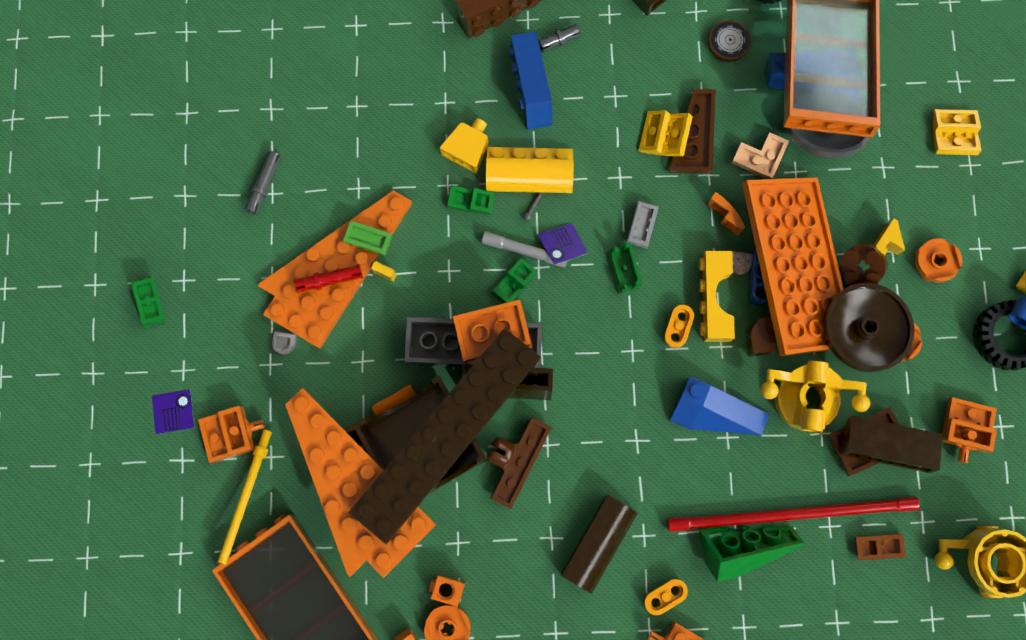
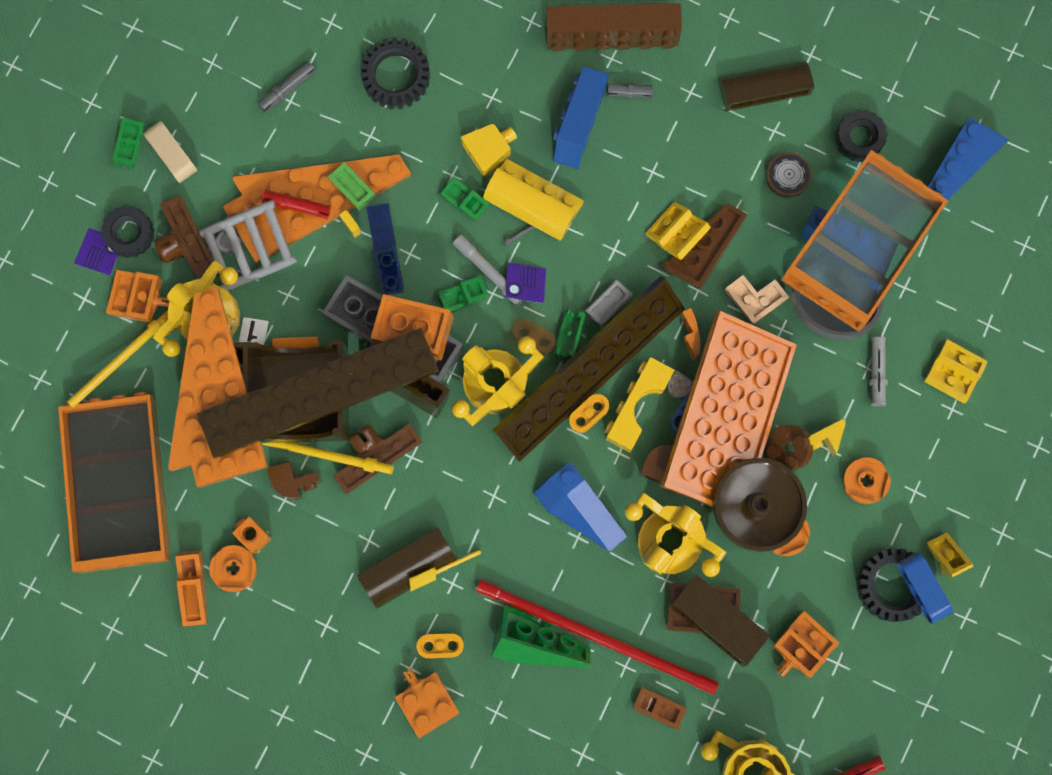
camera: 30 degrees right, 0 degrees up
(173, 374) = (122, 215): none -> black tyre
(189, 290) = (170, 151): none -> tan beam
(245, 362) = (183, 239): none -> reddish brown plate
(275, 415) = (181, 304): none -> yellow piece
(291, 311) = (247, 216): none -> light grey bar
(345, 100) = (386, 50): none -> black tyre
(349, 409) = (253, 330): none -> white sticker
(427, 277) = (385, 249): none -> clear blue slope
(456, 529) = (286, 484): none -> reddish brown brick
(517, 472) = (367, 464): none -> yellow bar
(583, 359) = (486, 397): none -> yellow piece
(595, 284) = (537, 333): none -> clear orange plate
(614, 554) = (430, 575): none -> yellow piece
(659, 289) = (589, 368): none -> dark brown plate
(895, 164) = (878, 398): none -> light grey pin

